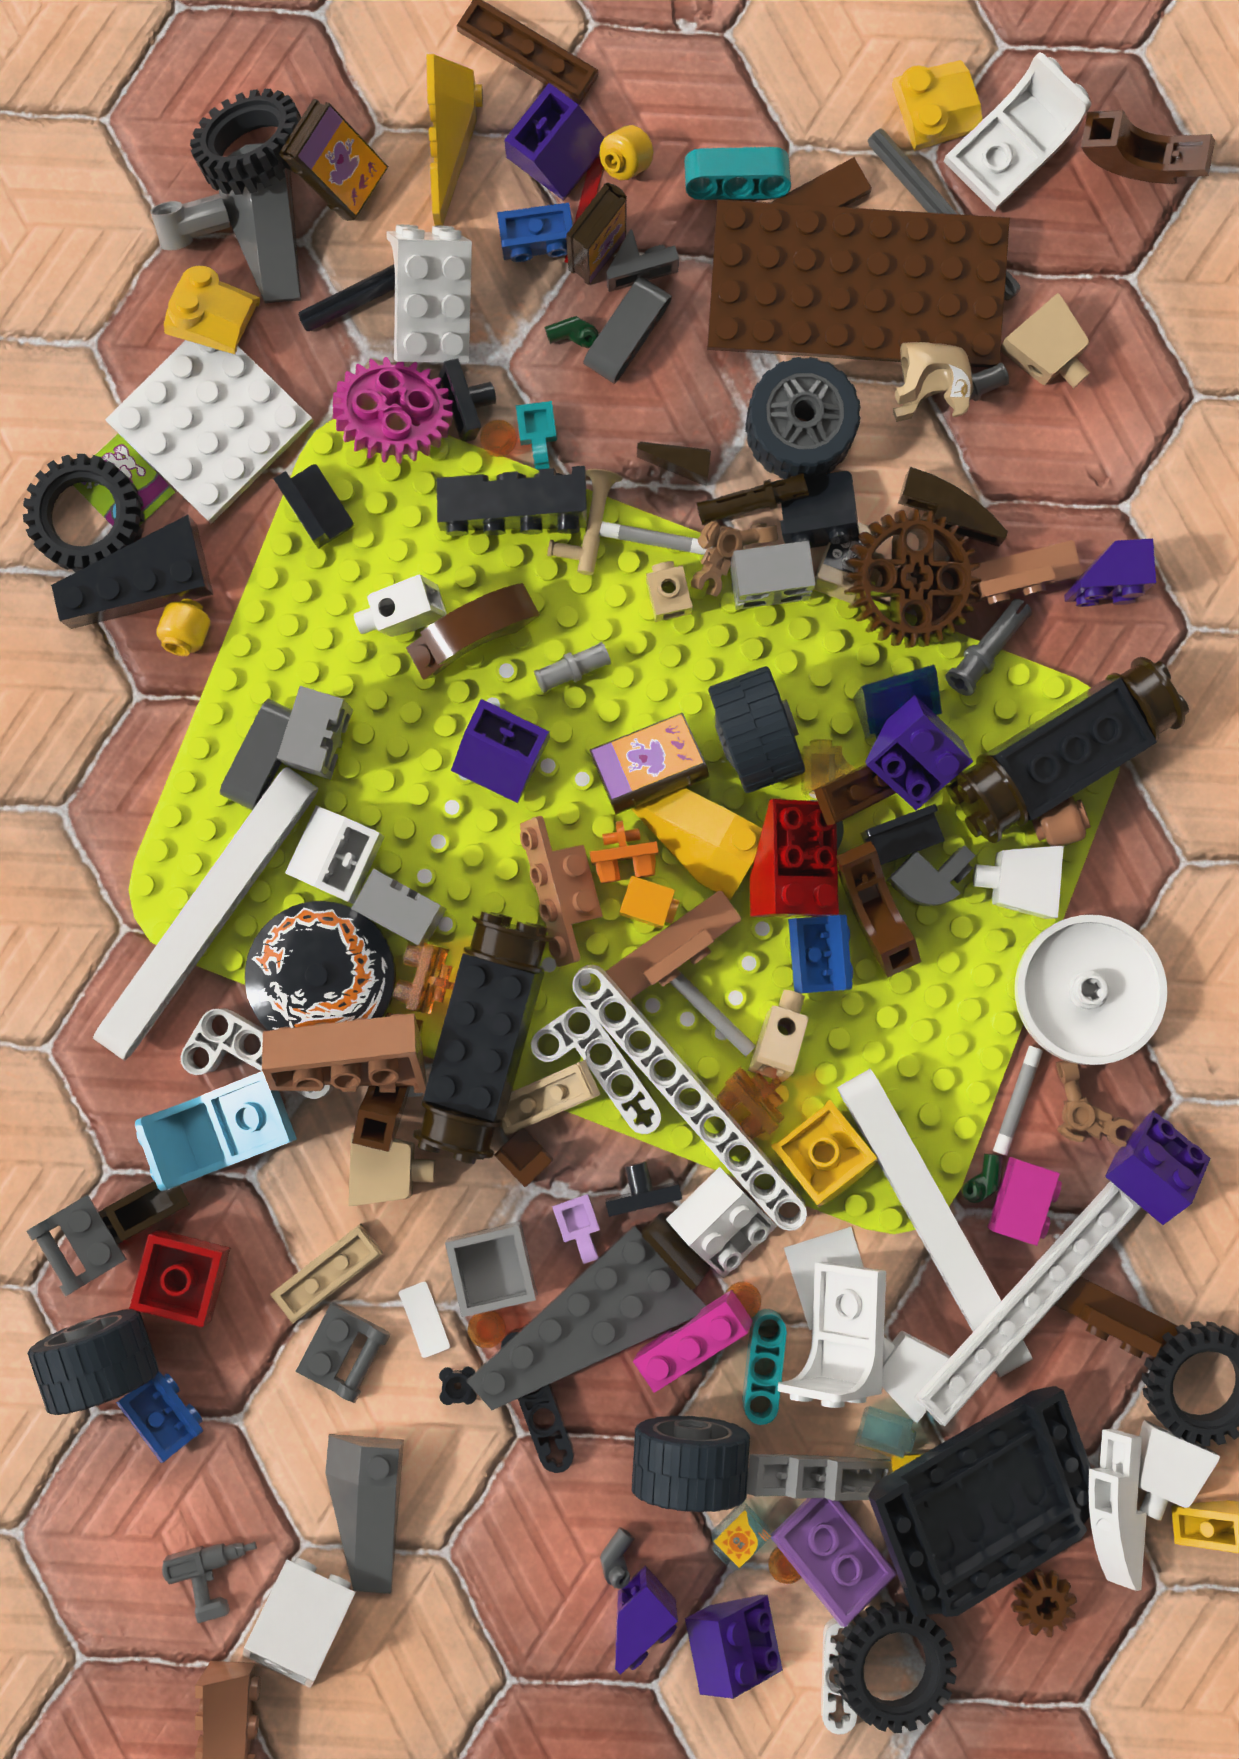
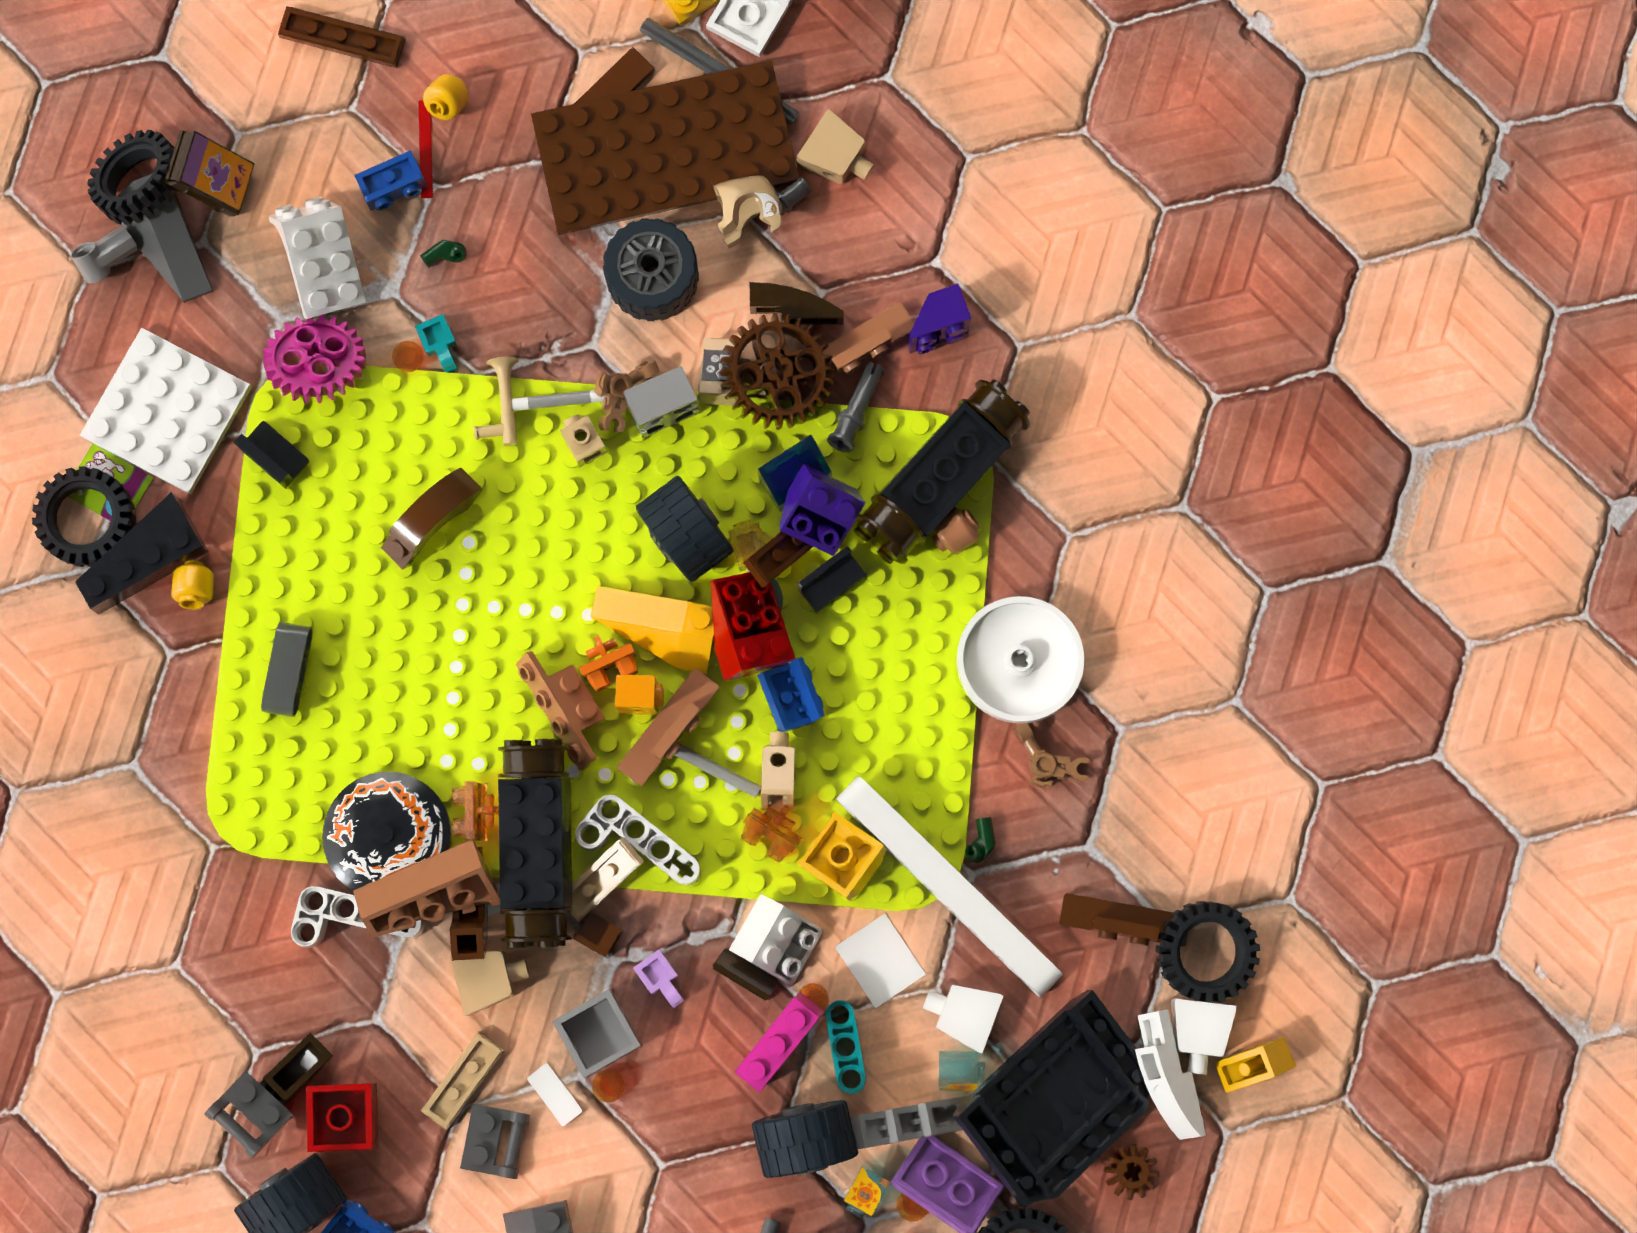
camera: 15 degrees left, 5 degrees down
(205, 913) = (277, 812): white beam -> none
(209, 310) = (141, 322): yellow slope -> none
(213, 1131) = (337, 986): medium azure bracket -> none
(314, 732) = (326, 637): light grey piece -> none
(335, 854) = (371, 732): white slope -> none
(348, 299) = (252, 279): black axle -> none
(398, 908) = (436, 759): light grey piece -> none
(415, 604) = (377, 509): white torso -> none
(450, 1393) = (606, 1144): black plate -> none
(452, 108) = (295, 105): yellow wedge -> none
(465, 399) = (371, 332): black tile -> none
(500, 751) = (482, 608): dark purple slope -> none
(513, 503) = (435, 405): black wedge -> none
(545, 1399) = (663, 1135): black beam -> none
(554, 142) = (385, 105): dark purple slope -> none
(572, 667) = (522, 523): light grey pin -> none
(597, 232) = (440, 169): dark brown piece -> none
(604, 1310) = (700, 1041): dark grey wing -> none
(627, 329) = (488, 238): dark grey beam -> none
(630, 265) = (477, 188): dark grey slope -> none
(642, 1192) = (703, 934): black tile -> none
(649, 763) = (606, 582): piece -> none
(681, 460) = (566, 330): dark brown slope -> none
(696, 1114) = (702, 841): white beam -> none
(737, 173) = (541, 87): teal beam -> none
(753, 499) = (634, 342): dark brown pin -> none
(824, 515) = (686, 338): black bracket -> none
(846, 1337) = (902, 998): white bracket -> none
(875, 909) = (825, 645): reddish brown arch -> none
(927, 886) = (860, 614): dark grey brick -> none
(1018, 1100) = (990, 768): light grey bar -> none
(1024, 880) = (939, 587): white torso -> none
(1024, 1201) = (1017, 847): dark pink brick -> none
(1026, 1304) = (1043, 927): white tile -> none
(1159, 1168) = (1119, 788): dark purple slope -> none

